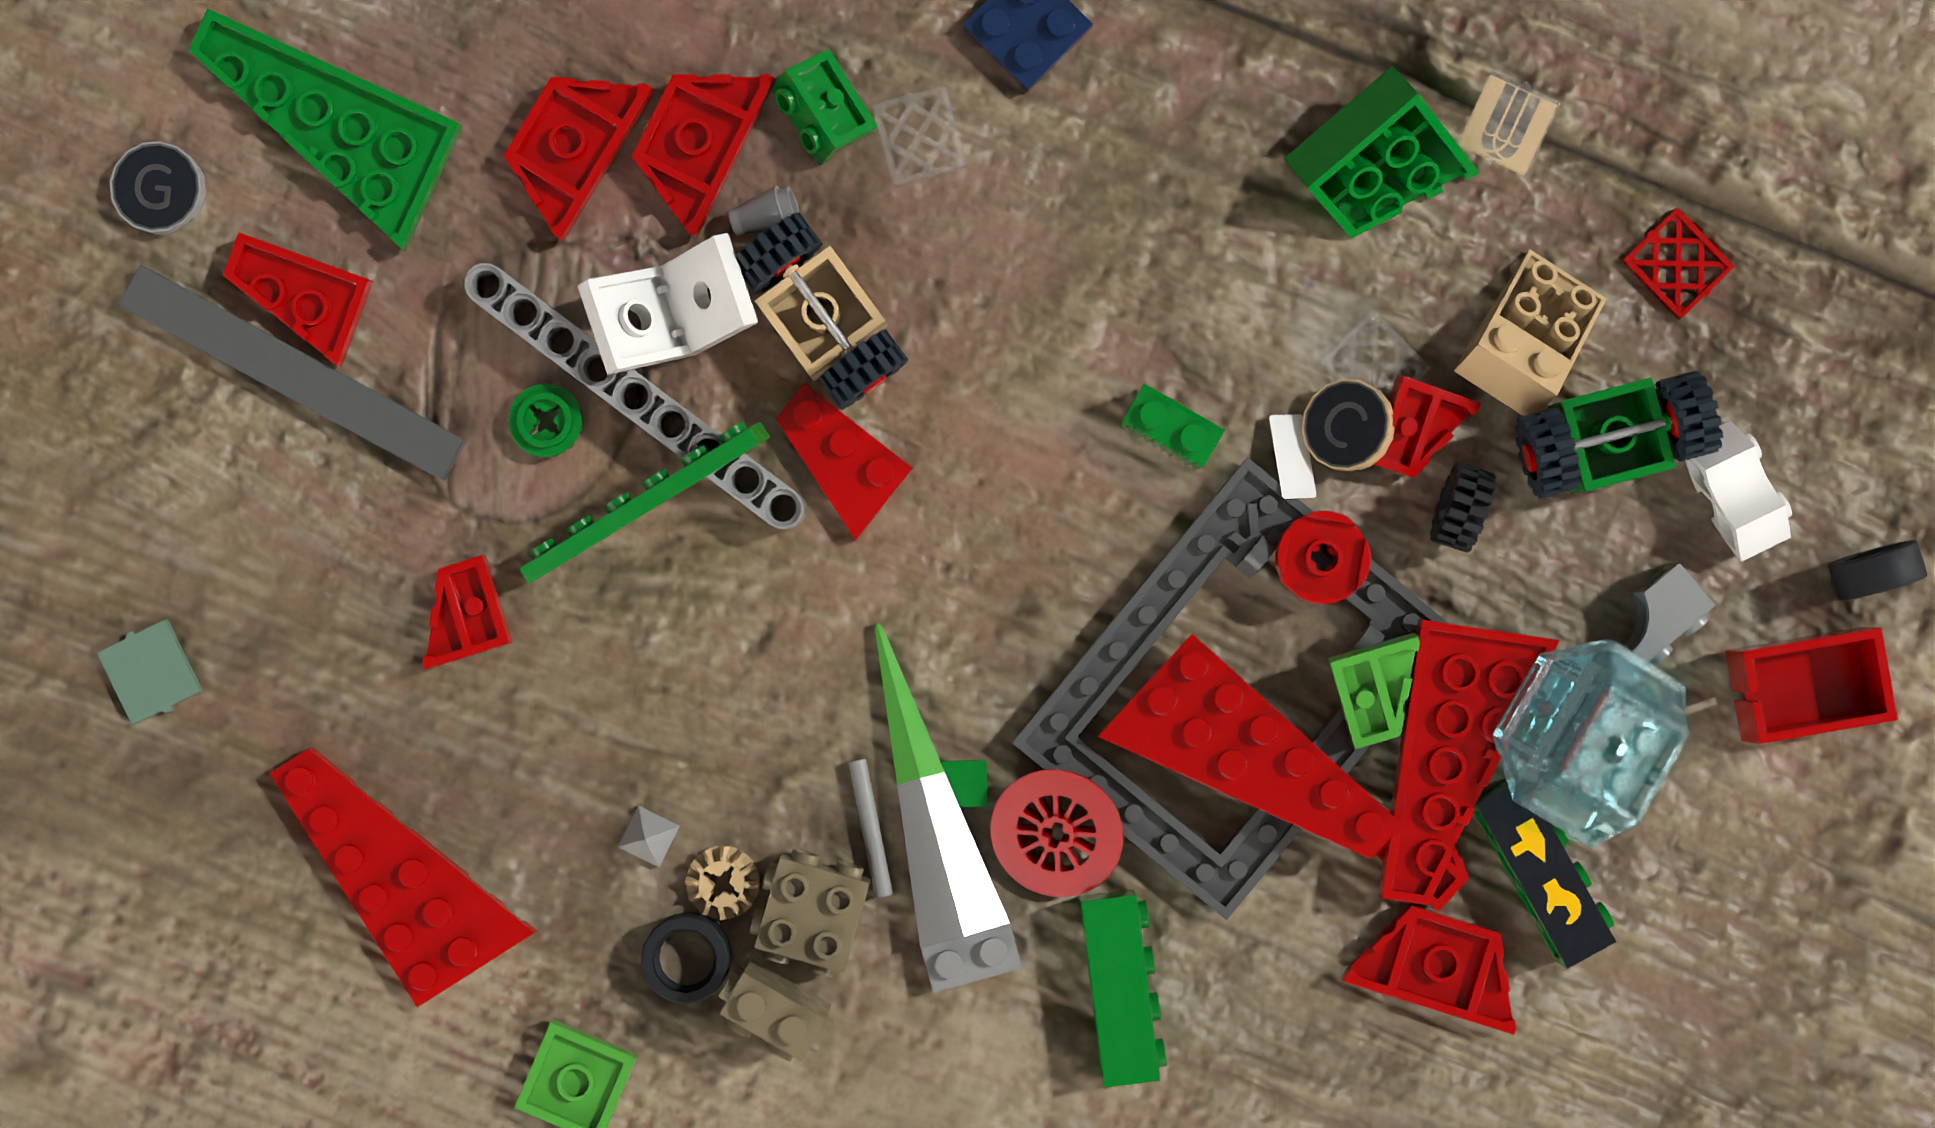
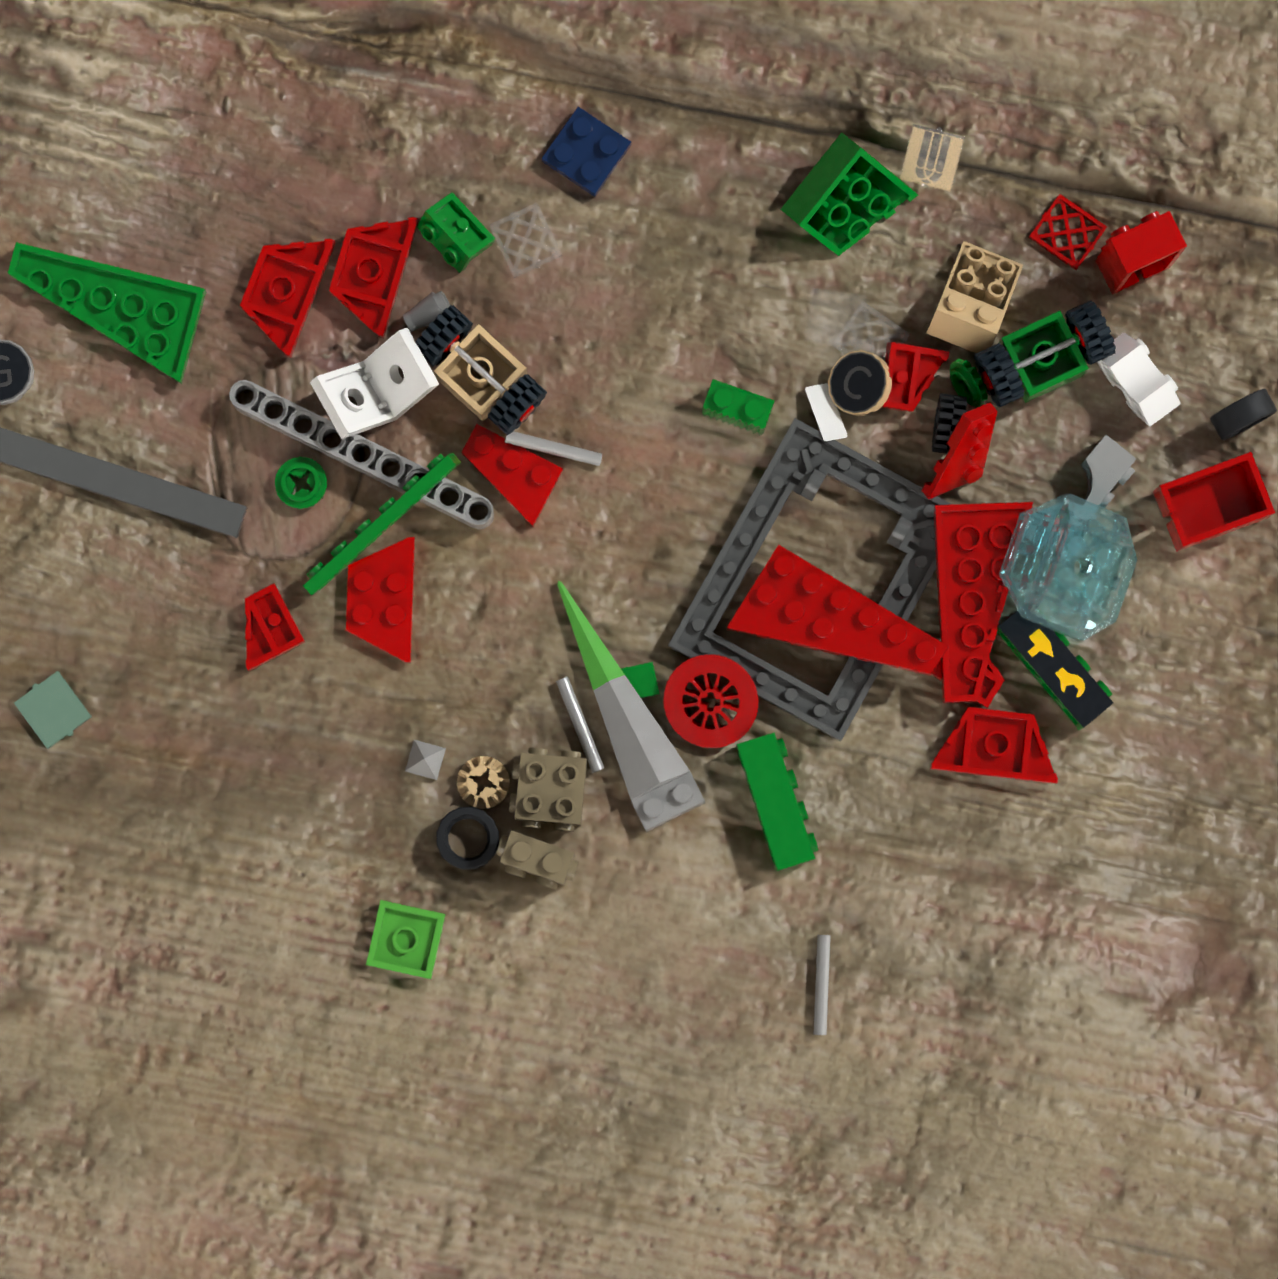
camera: 10 degrees left, 5 degrees down
(305, 294) = (115, 425): red wing -> none
(408, 893) = (268, 835): red wing -> none
(630, 603) = (382, 599): none -> red wing
(905, 437) = (554, 448): none -> light grey bar
(1344, 542) = (845, 490): red plate -> none
(1374, 688) = (912, 558): bright green wing -> none
(1483, 555) = (967, 452): none -> red wing
(1499, 453) = (968, 382): none -> green gear
(1783, 312) = (1147, 247): none -> red piece

